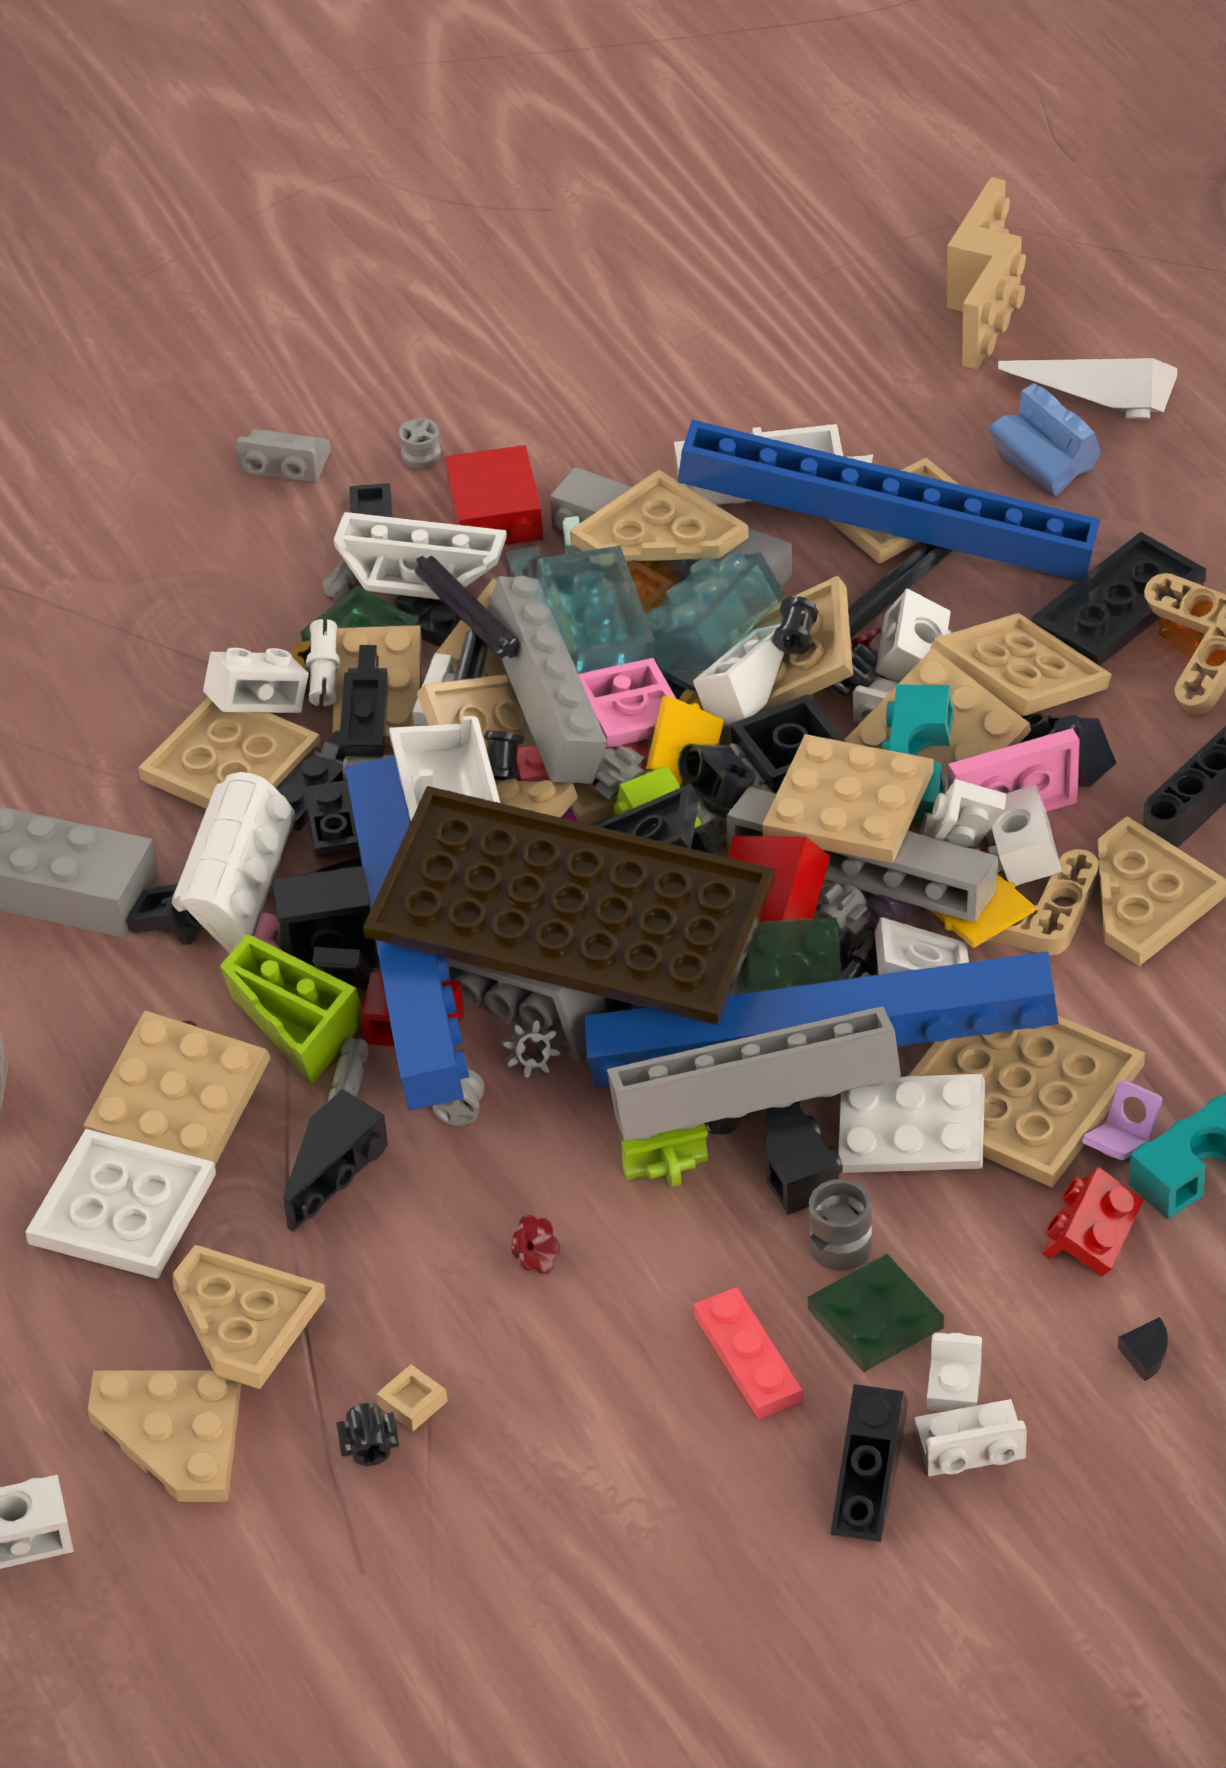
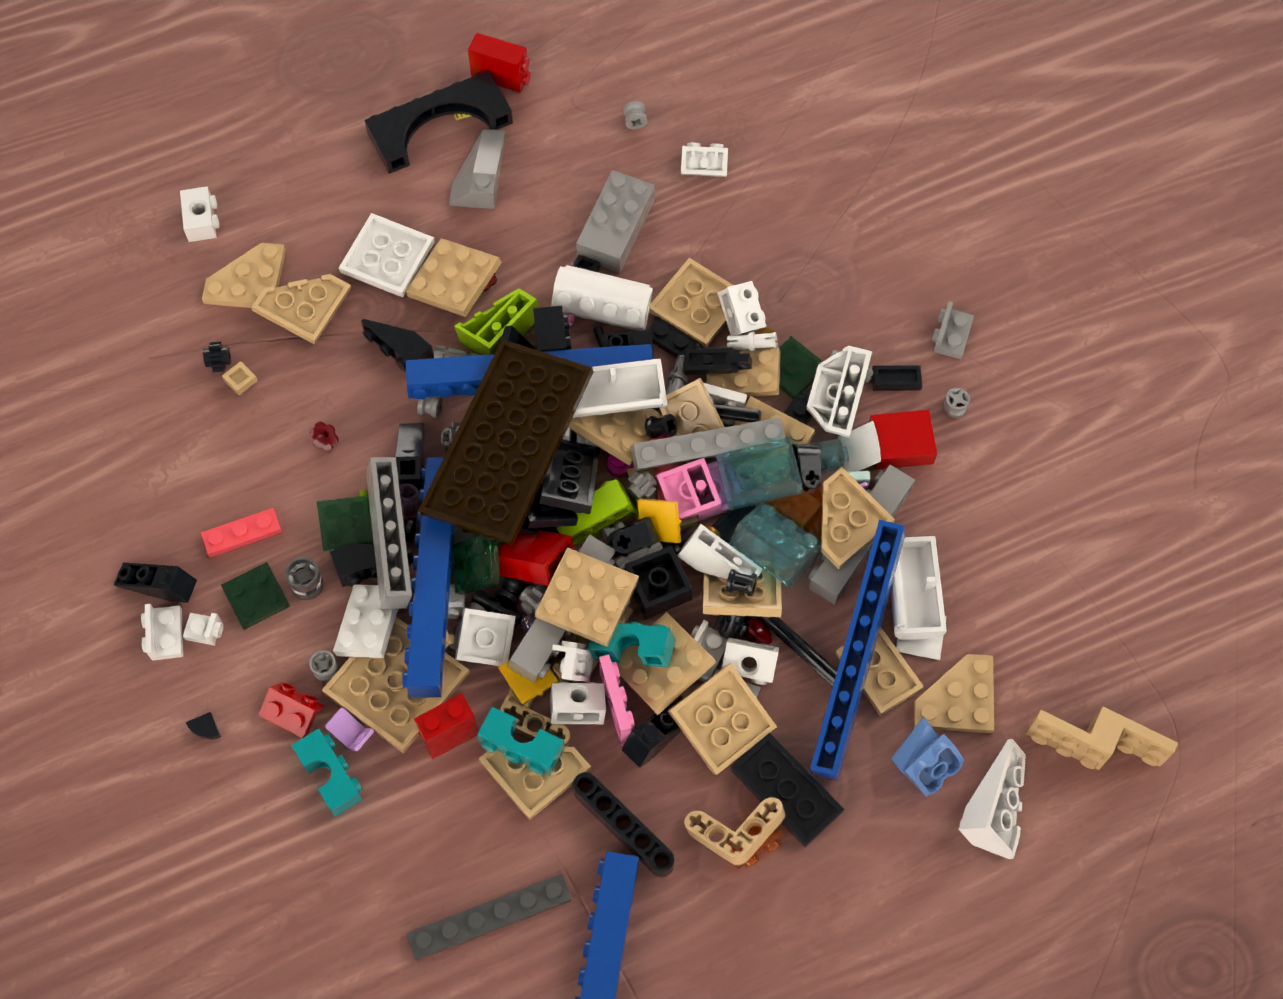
camera: 90 degrees right, 20 degrees up
(466, 607) = (774, 407): black axle -> none
(525, 527) = (862, 448): none -> white sticker
(561, 1109) = (410, 454): none -> black slope
(722, 1177) = (345, 522): none -> clear green plate
(932, 425) = (960, 698): none -> tan plate
(1006, 1181) = (322, 661): none -> light grey wheel
(1099, 975) = (447, 726): none -> red brick
(1101, 912) = (539, 754): none -> teal arch

